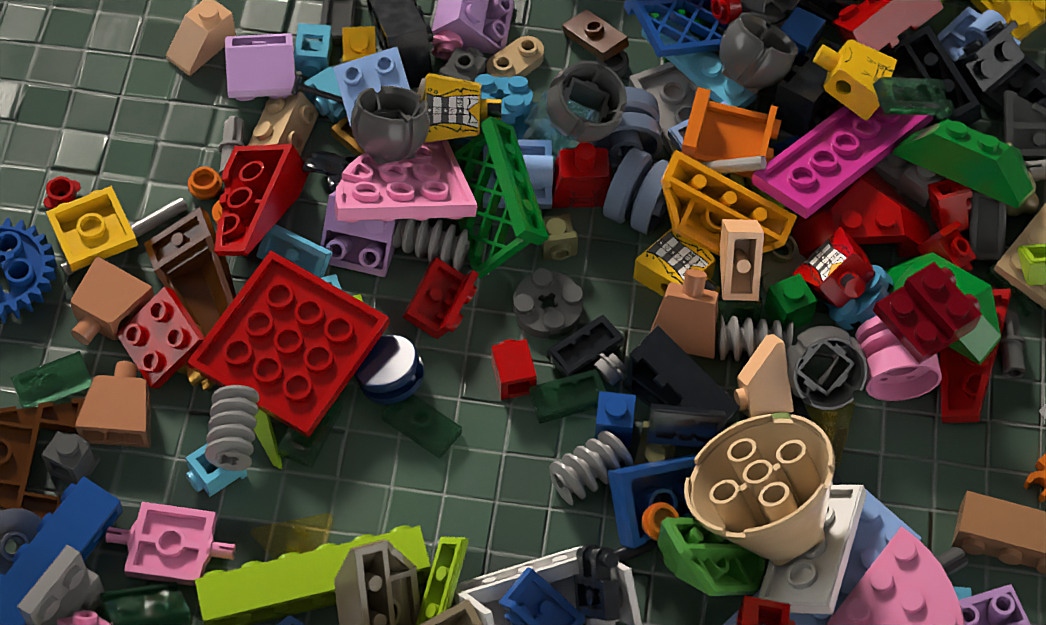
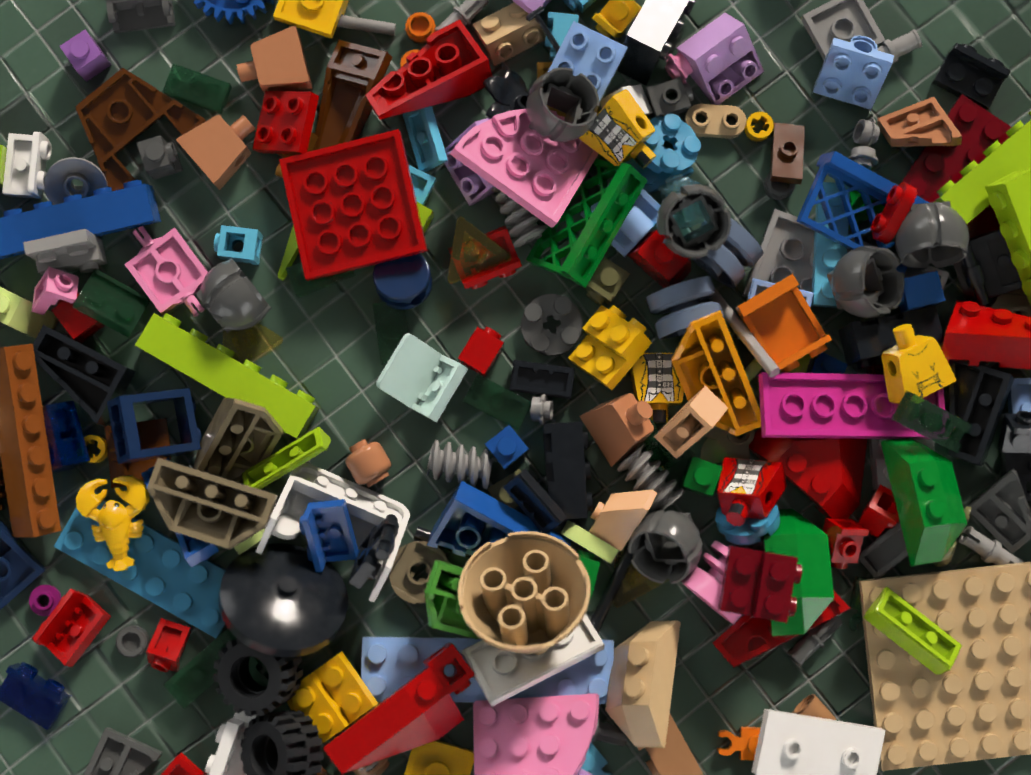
camera: 45 degrees right, 25 degrees up
(232, 427) = (258, 235): light grey piece -> none
(256, 500) = (232, 297): none -> dark grey piece
(426, 298) = (473, 252): none -> clear yellow piece
(490, 429) = (421, 377): none -> light aqua bracket
(512, 537) = (368, 463): none -> nougat head
(553, 29) = (754, 118): none -> yellow bush
(613, 269) = (610, 346): none -> yellow plate
(654, 516) = (453, 548): orange plate -> none
(668, 598) = (401, 575): none -> dark tan plate
(928, 492) = (643, 683): none -> tan wedge

